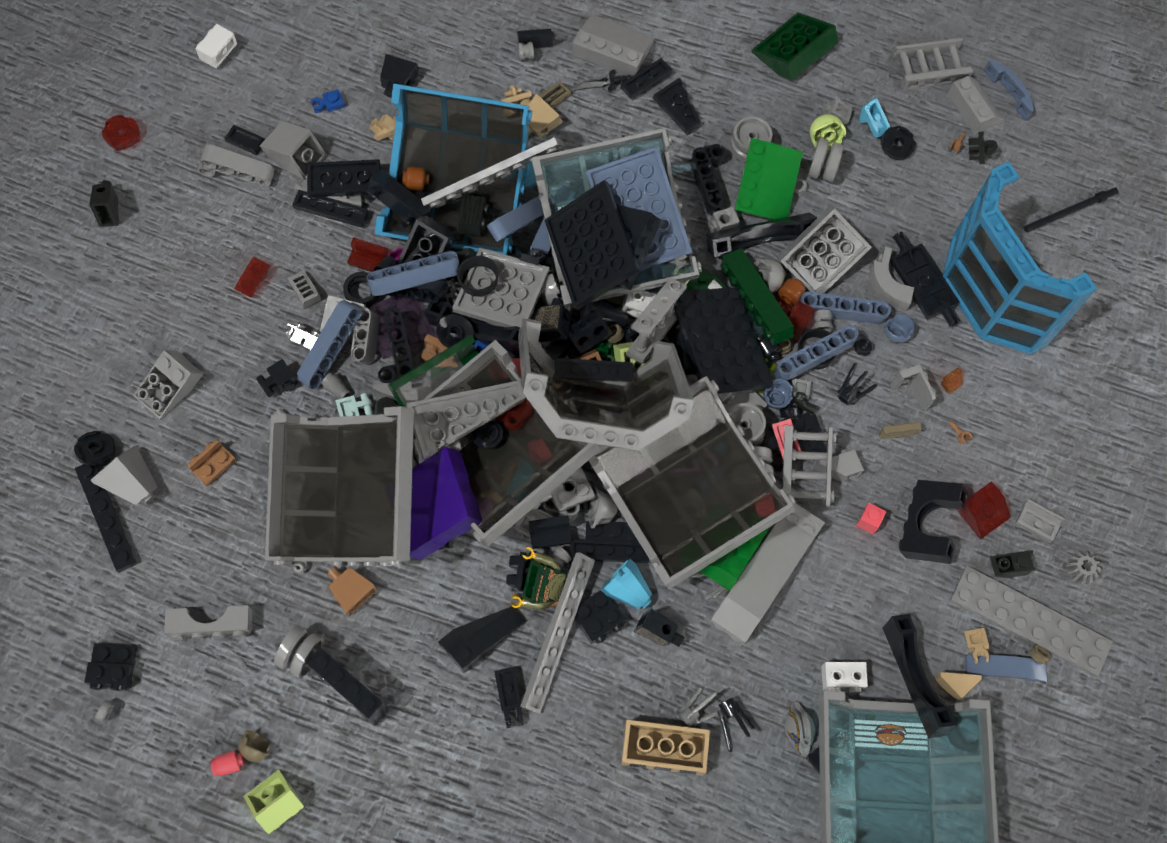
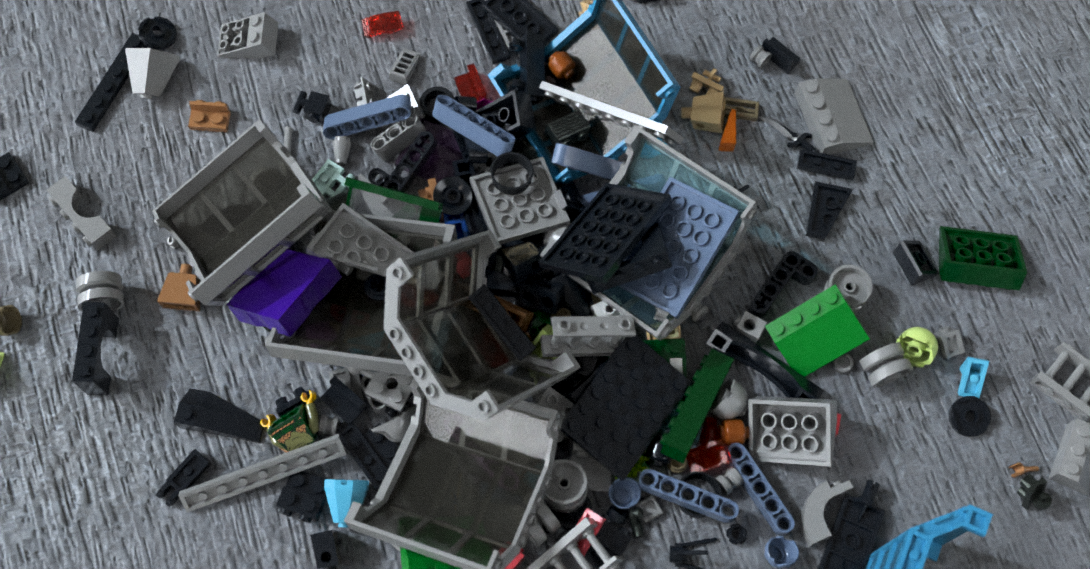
camera: 55 degrees right, 0 degrees up
(570, 120) = (728, 138): none -> orange slope
(764, 86) = (914, 261): none -> black slope

